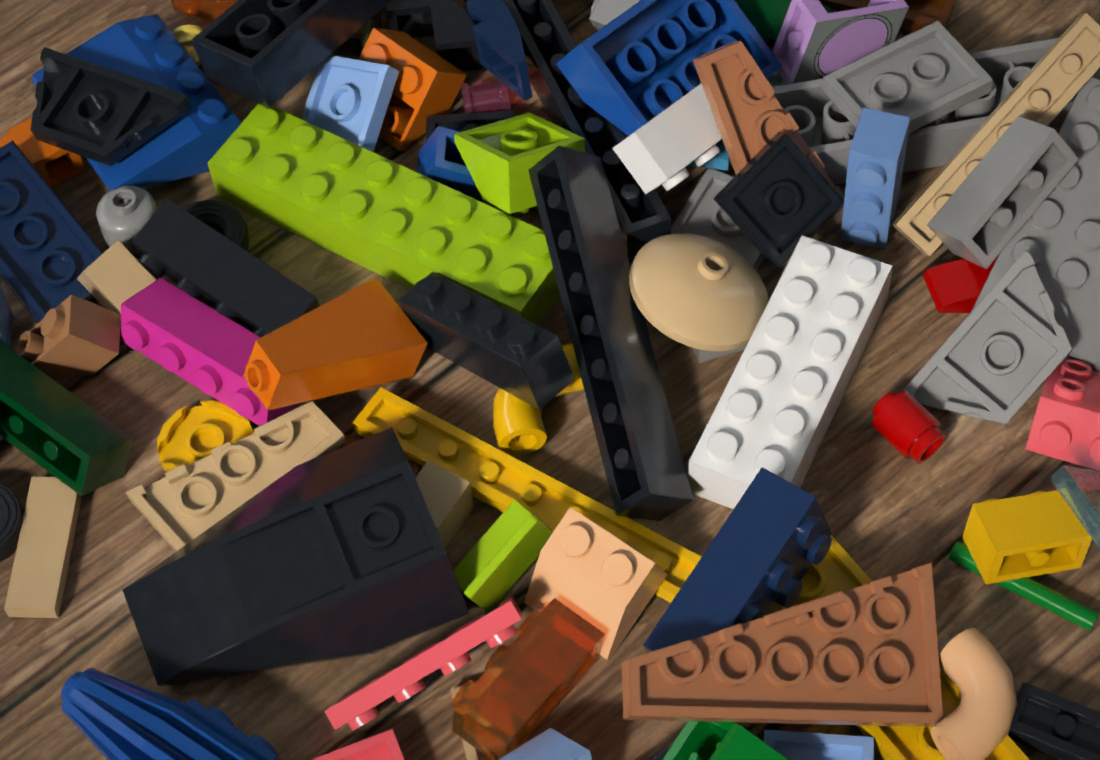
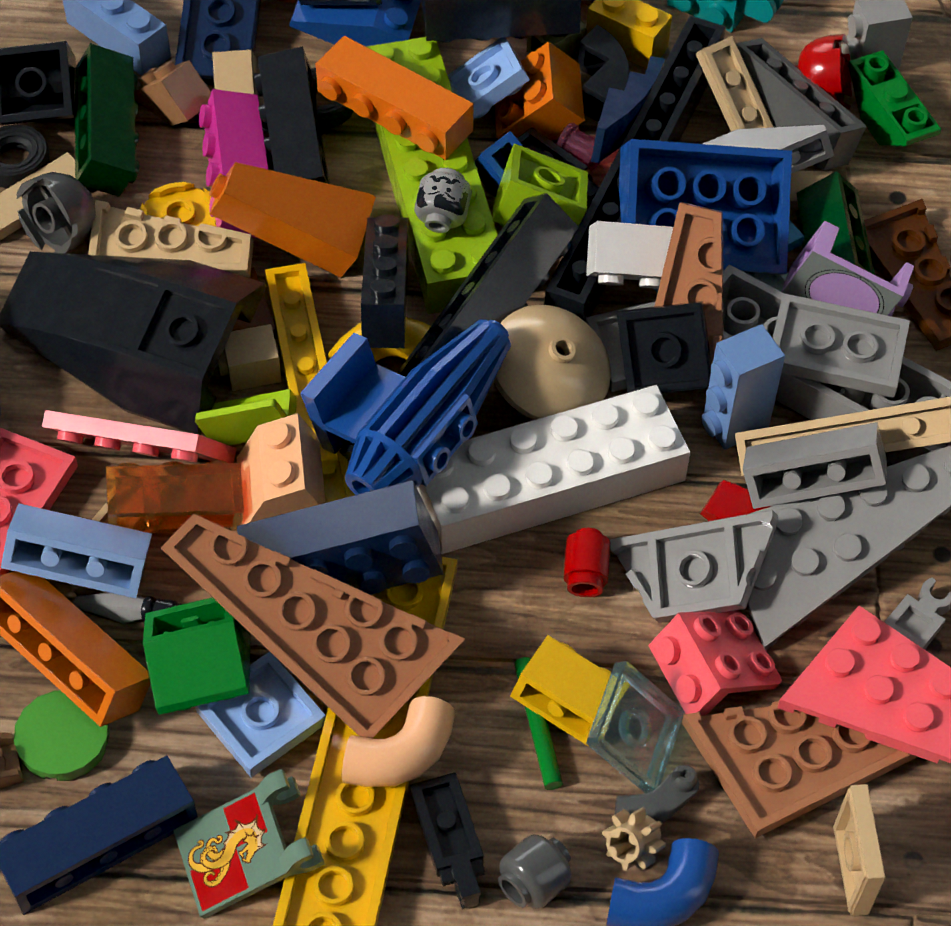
camera: 40 degrees right, 0 degrees up
(100, 535) = (56, 211): none -> dark grey cylinder
(123, 214) = (285, 36): light grey head -> none
(308, 175) = (394, 97): none -> orange brick
(463, 226) = (443, 200): none -> light grey head
(664, 435) = (398, 422): none -> blue piece

